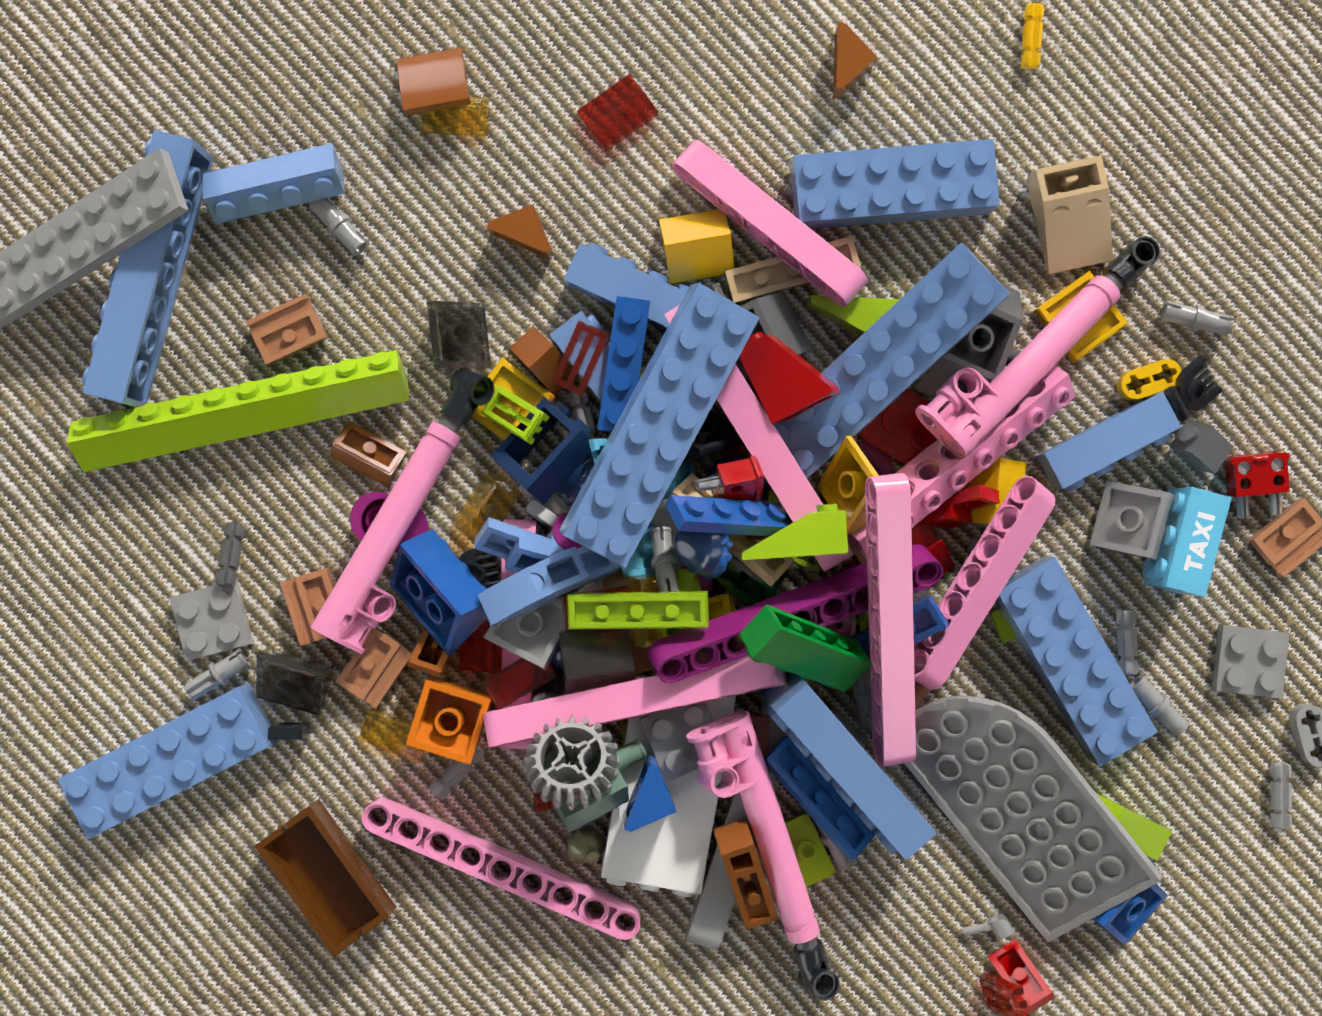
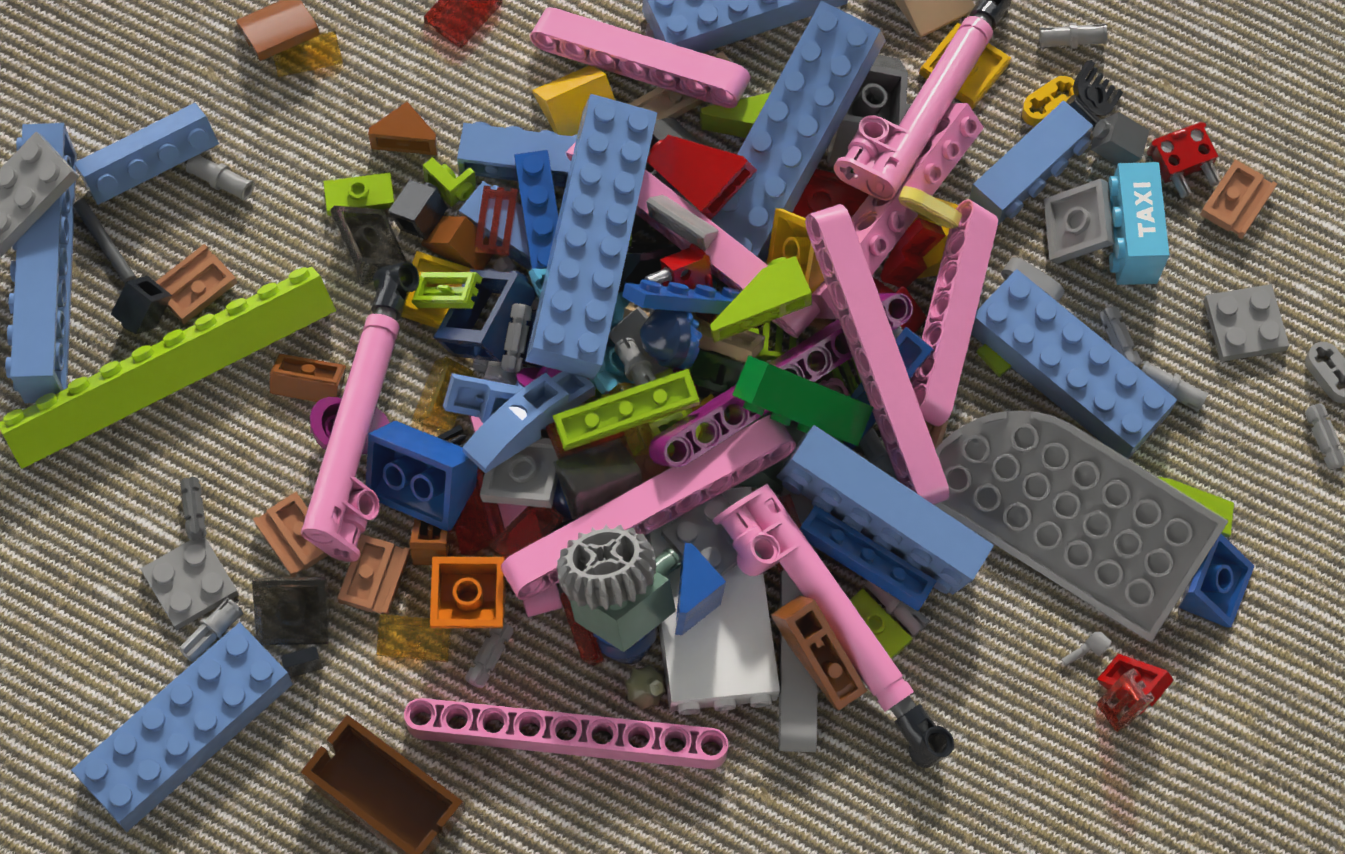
camera: 20 degrees left, 20 degrees down
(216, 258) = (104, 240): none -> dark grey bar
(230, 340) = (141, 304): none -> black brick
(465, 280) = (361, 192): none -> lime plate
(514, 317) = (418, 209): none -> black brick
(547, 291) = (451, 188): none -> lime bracket
(563, 488) = (516, 337): none -> light grey axle
(752, 428) = (681, 221): none -> light grey slope
(993, 479) = (929, 207): none -> light yellow tile
(1073, 570) = (1041, 279): none -> light grey beam

